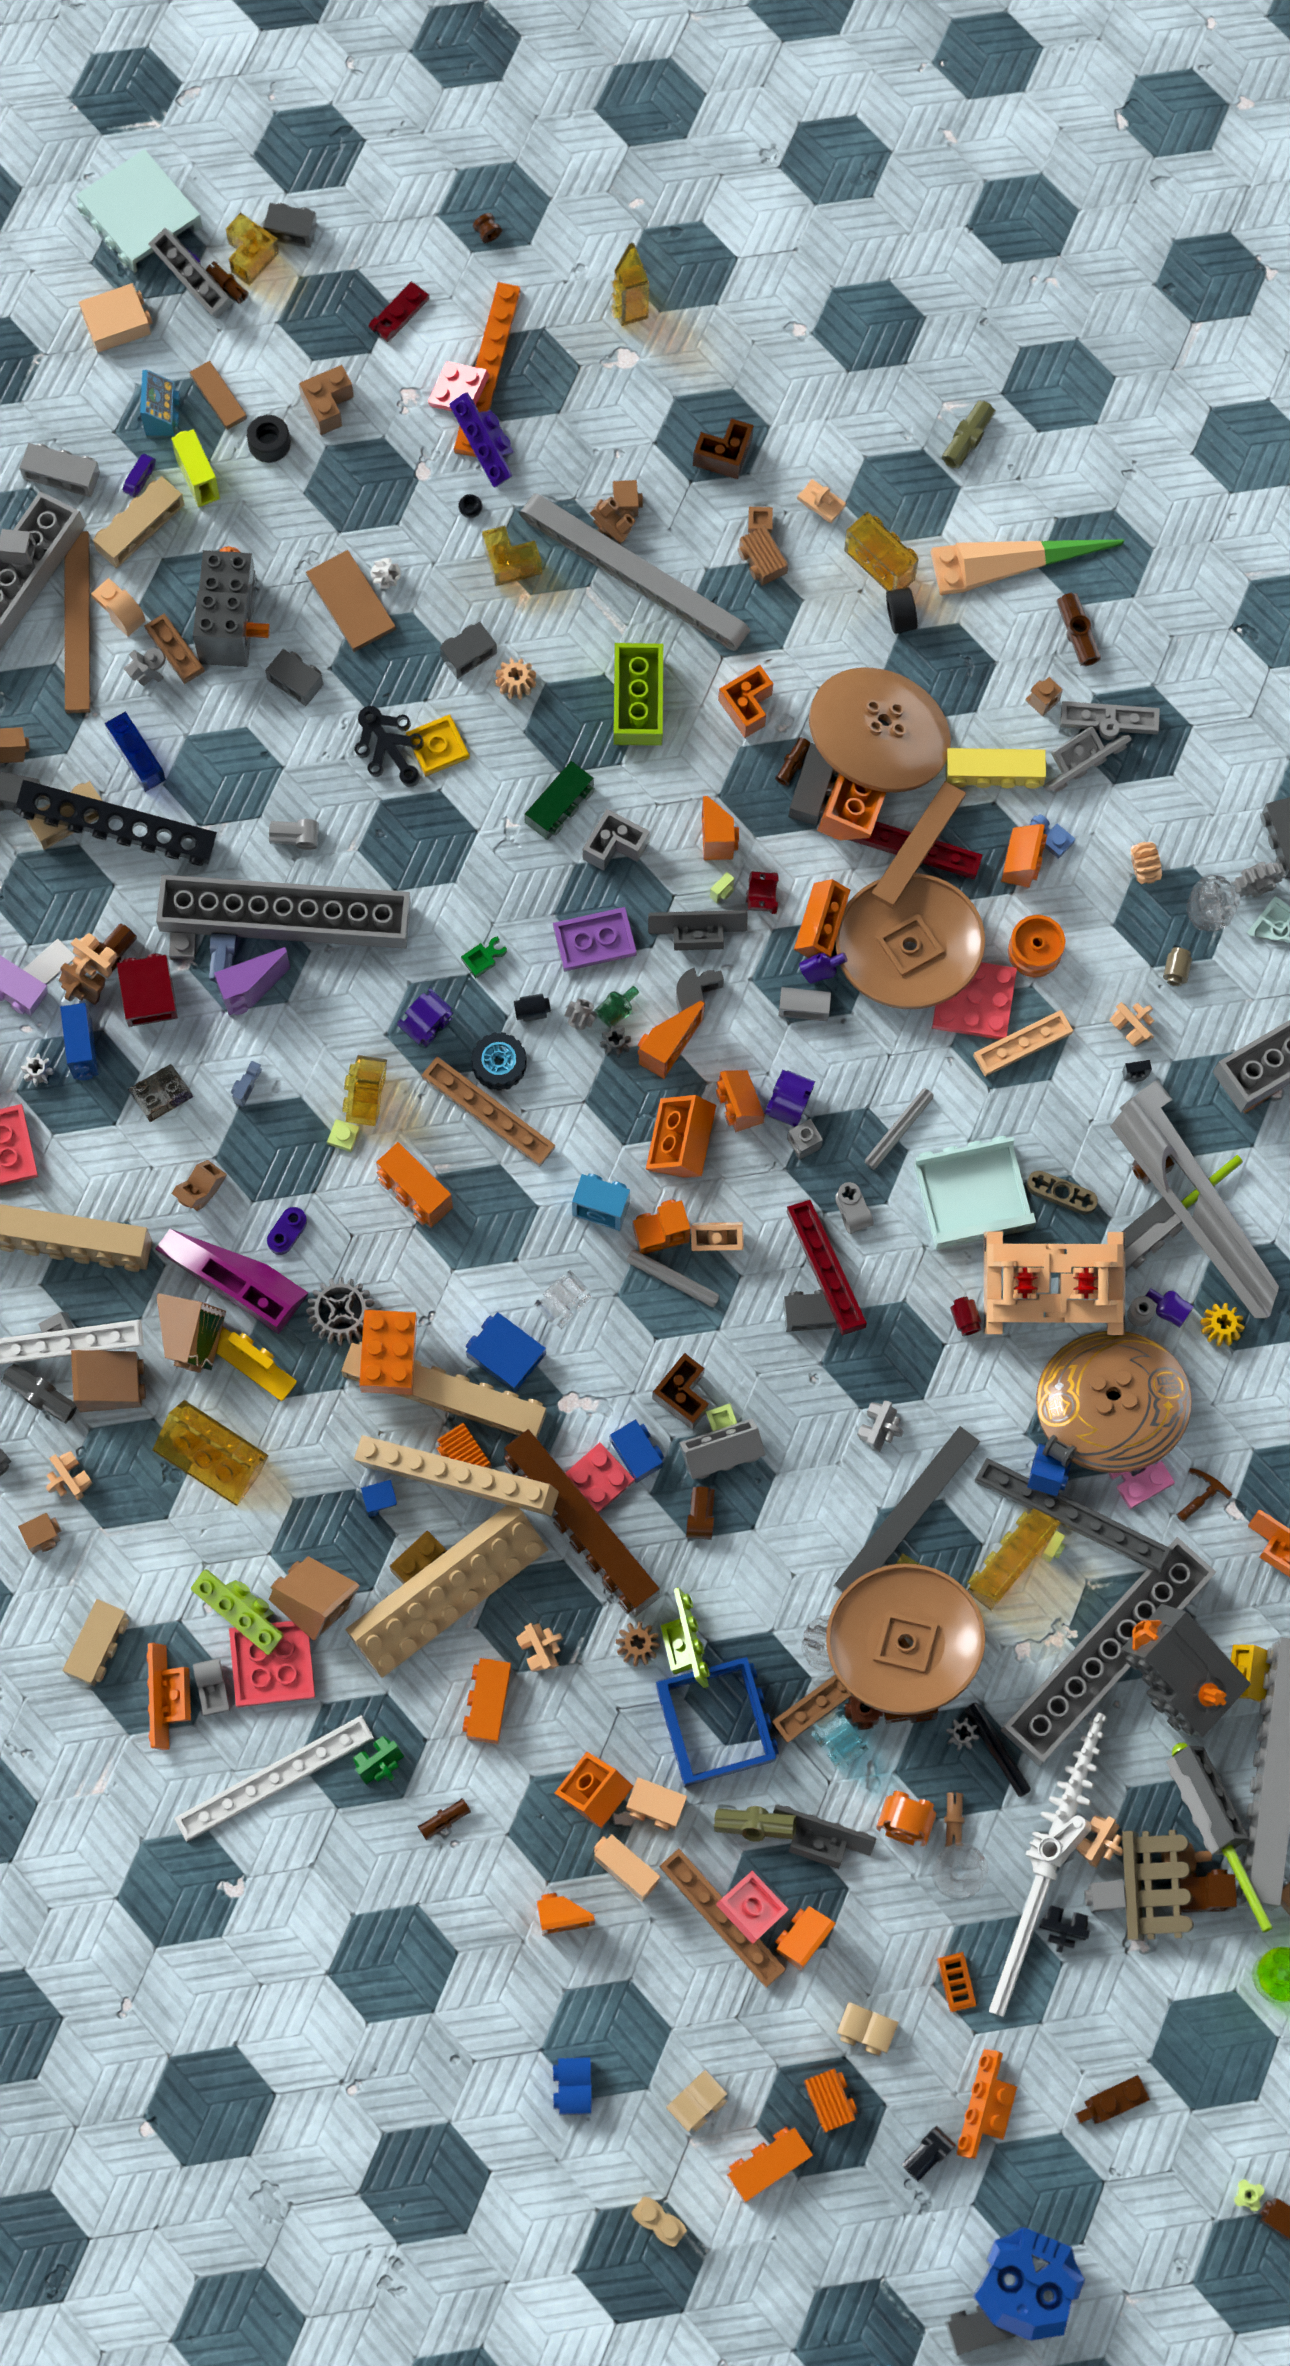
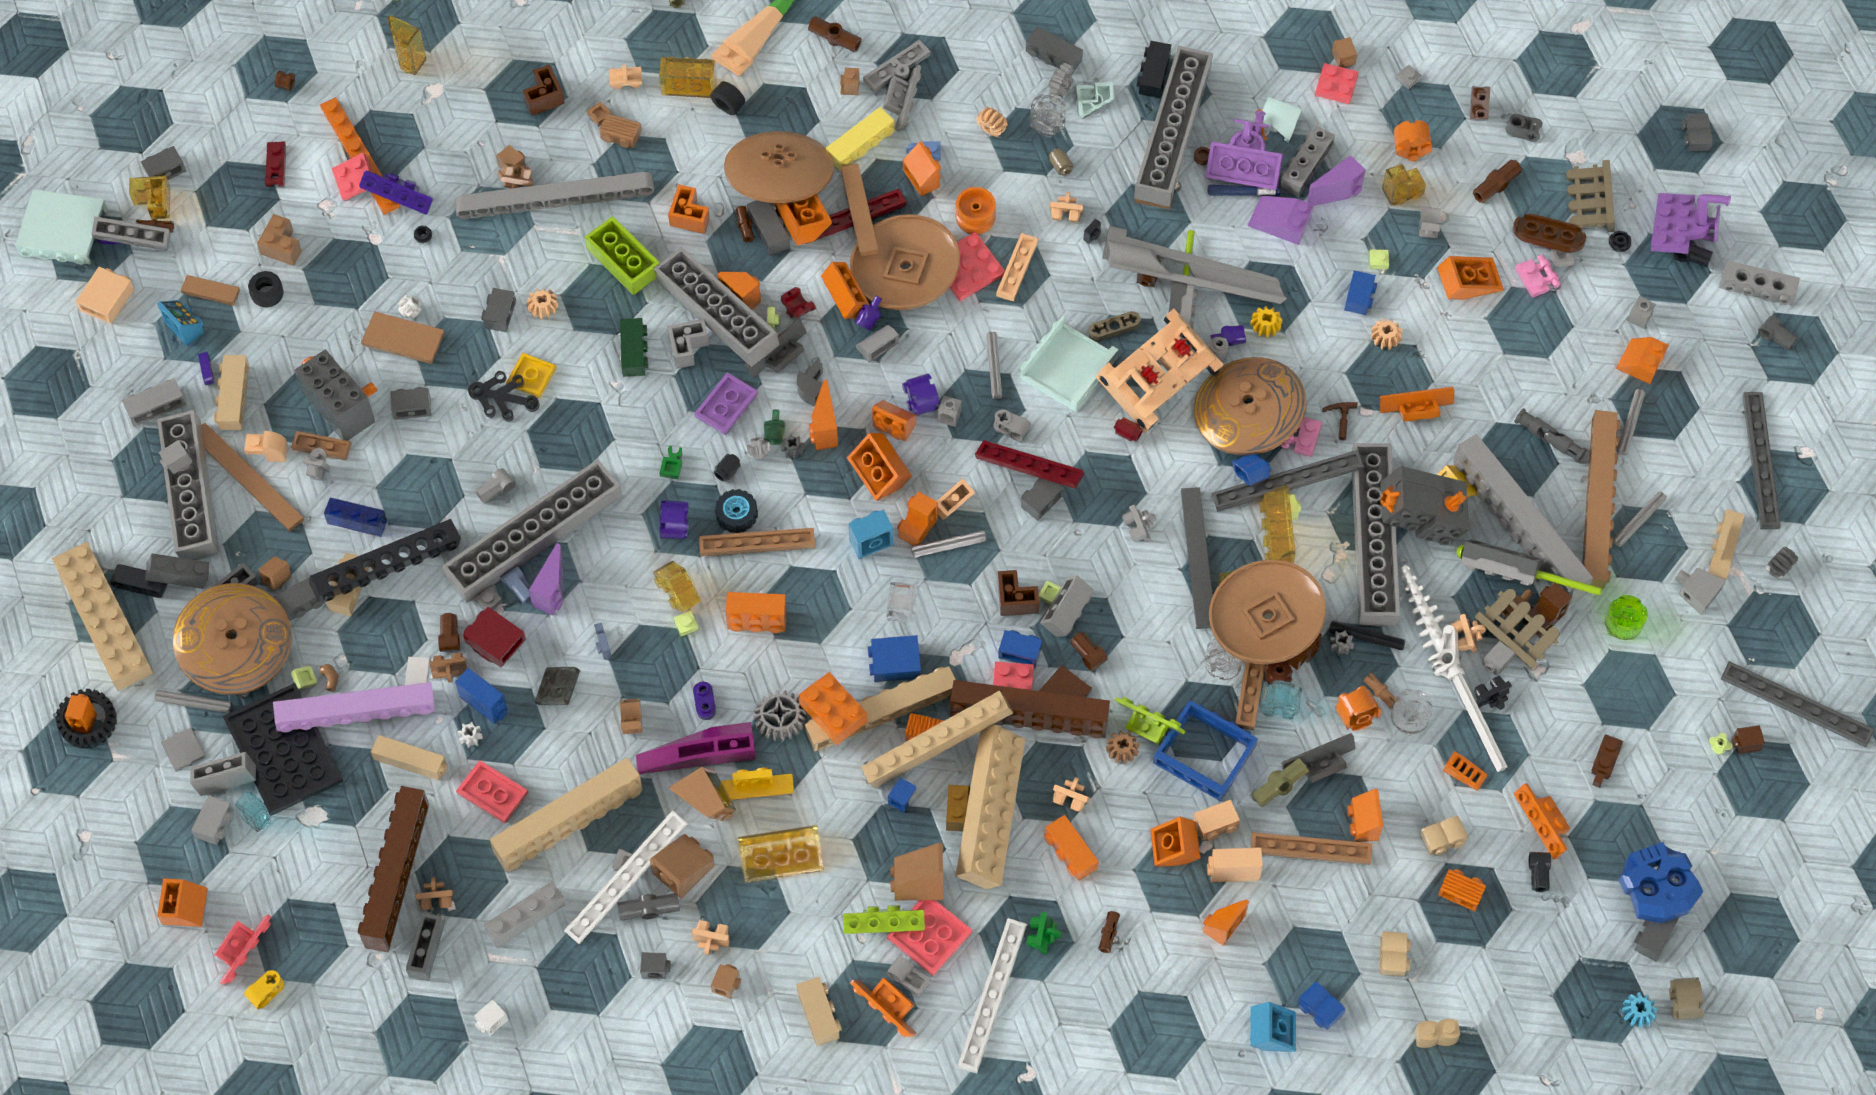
camera: 40 degrees left, 10 degrees down
(85, 950) = (445, 645): light nougat hips -> none
(195, 468) = (239, 335): neon yellow brick -> none
(505, 2064) = (1273, 1028): none -> dark azure slope
(507, 561) = (476, 244): clear yellow brick -> none
(641, 1531) = (1066, 683): none -> reddish brown tile
(674, 829) = (717, 305): none -> light grey brick
(752, 1907) = (1322, 826): coral plate -> none
(768, 2163) = (1463, 951): orange brick -> none
(1059, 1451) = (1249, 451): dark grey bush -> none

